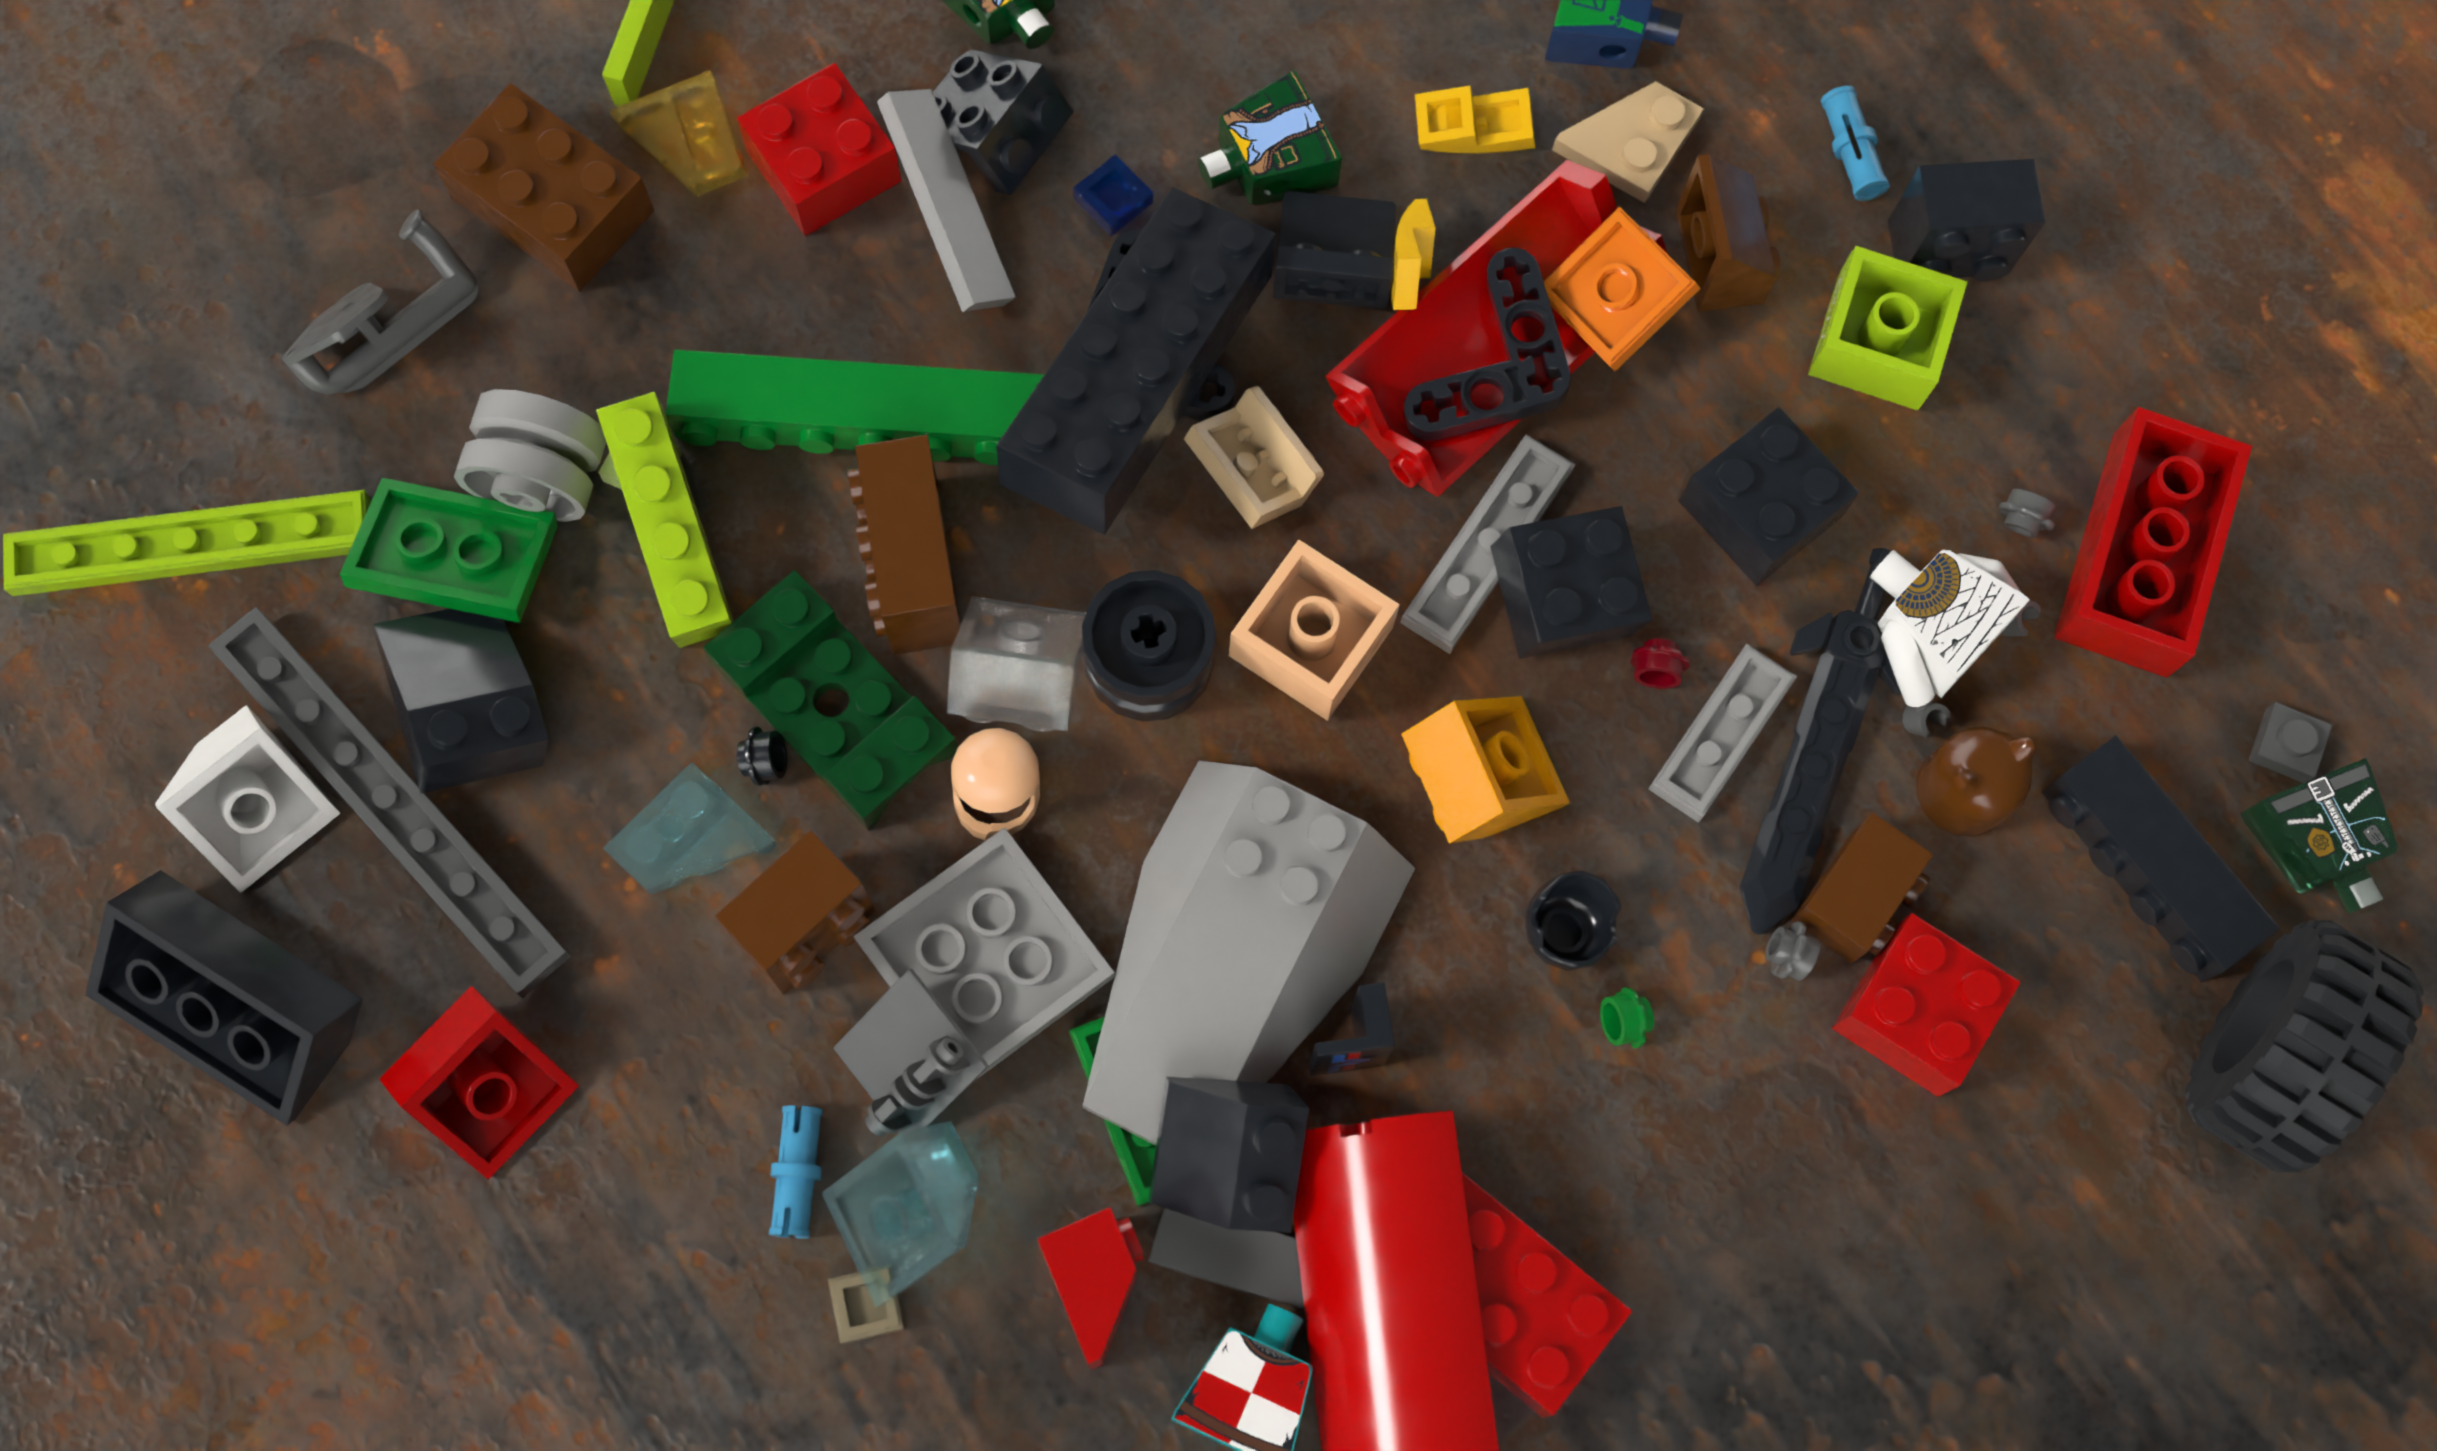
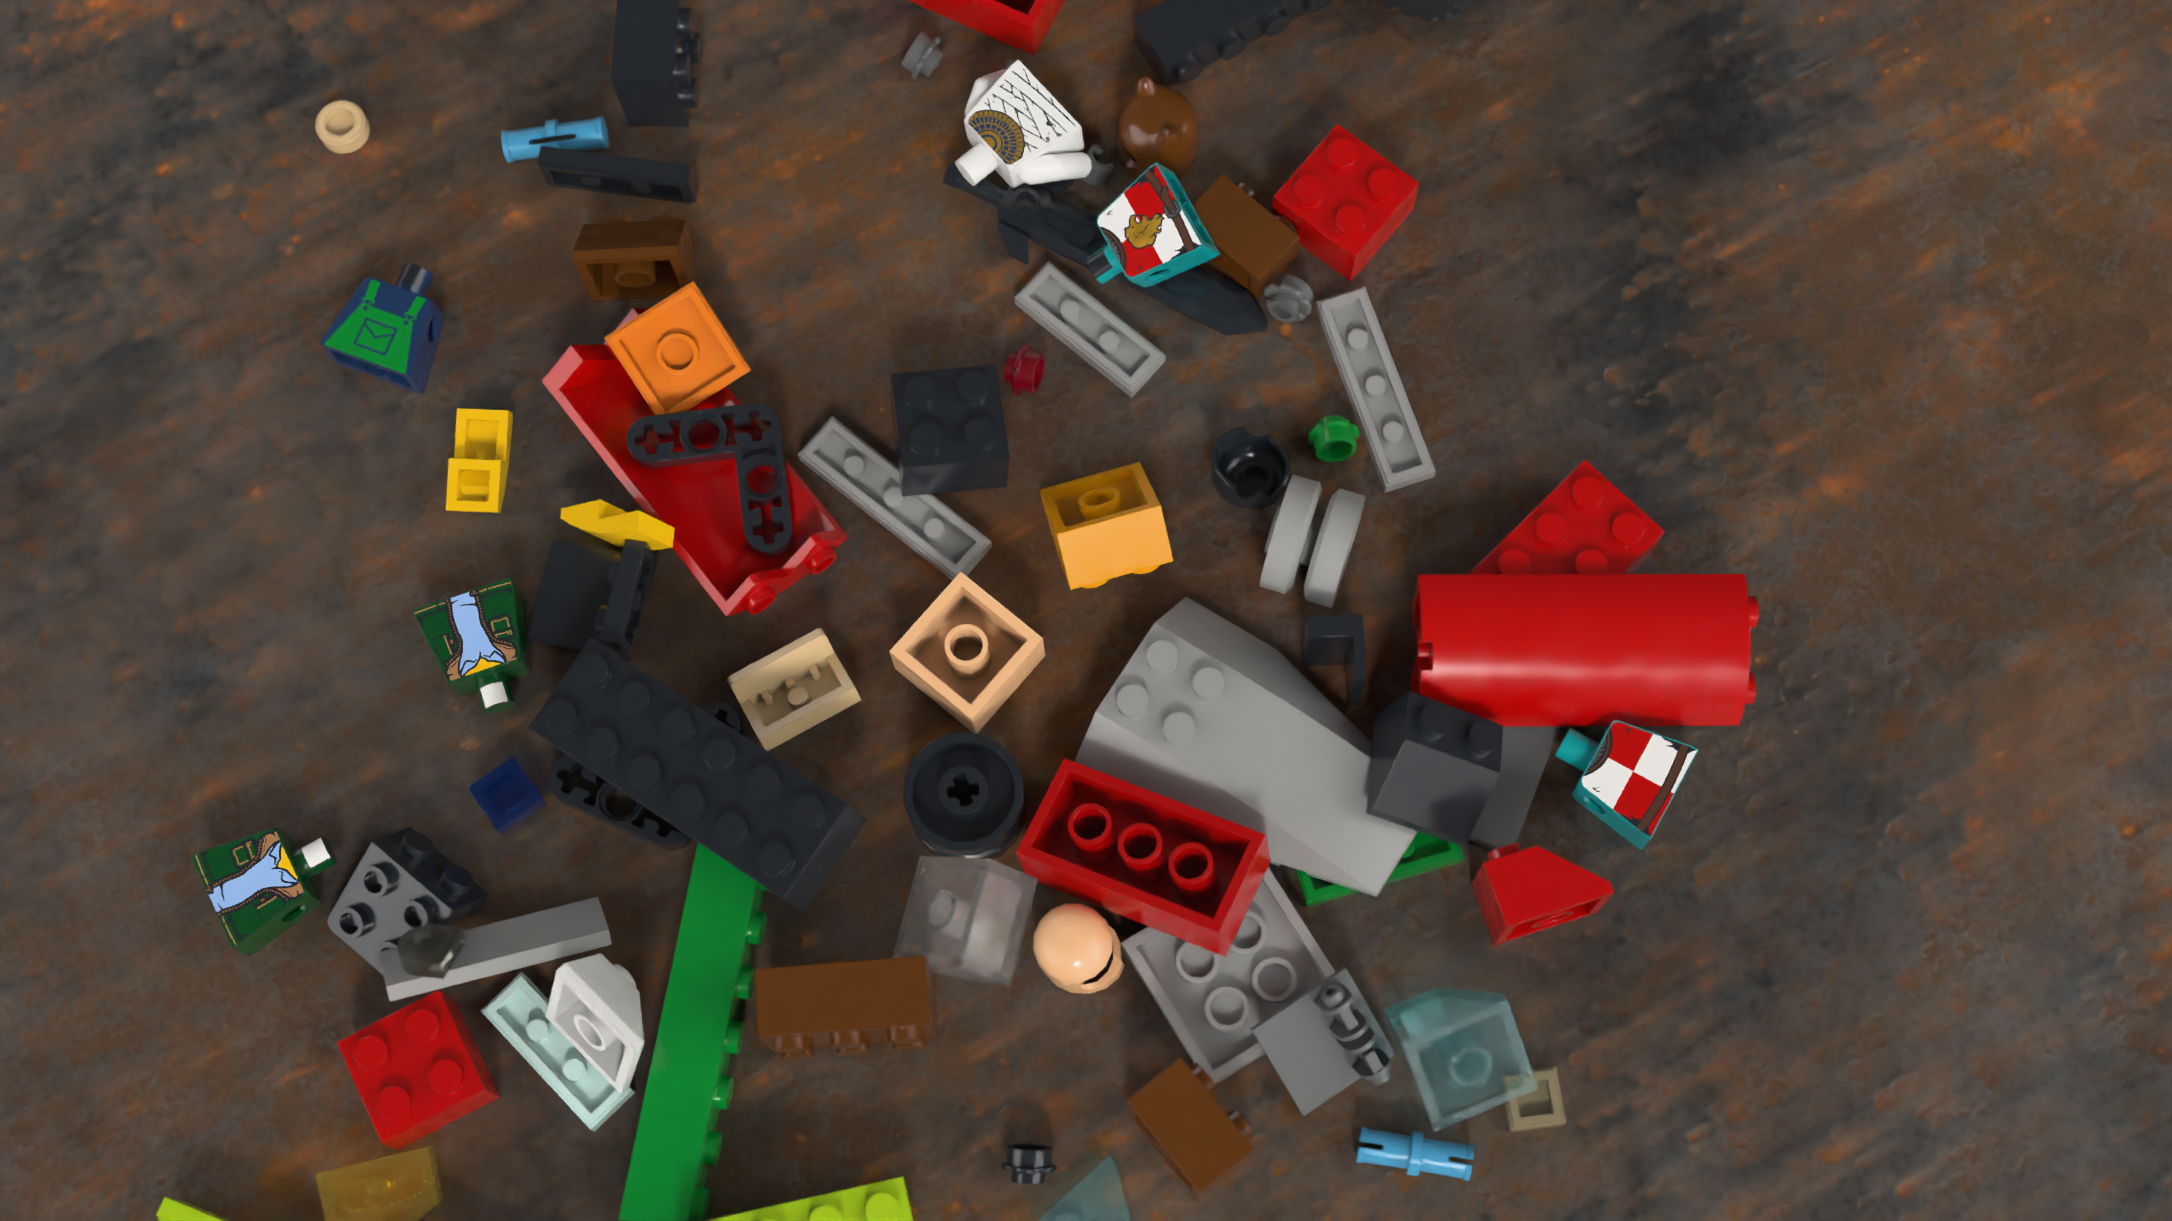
camera: 75 degrees left, 0 degrees up
(793, 652) = (1023, 1052): dark green piece -> none
(852, 282) = (521, 1019): none -> light aqua tile
(888, 307) = (599, 1016): none -> white slope
(933, 132) = (430, 949): none -> clear smoke tile
(1095, 837) = (1145, 856): none -> red brick
(1489, 993) = (1306, 539): none -> light grey wheel
(1632, 138) = (519, 326): tan wing -> none
(1697, 1064) = (1375, 389): none -> light grey tile
(1768, 496) = (886, 258): black brick -> none
(1822, 210) = (618, 175): none -> black tile
(1844, 777) = (1151, 232): none -> torso
(1887, 328) = (744, 136): lime brick -> none

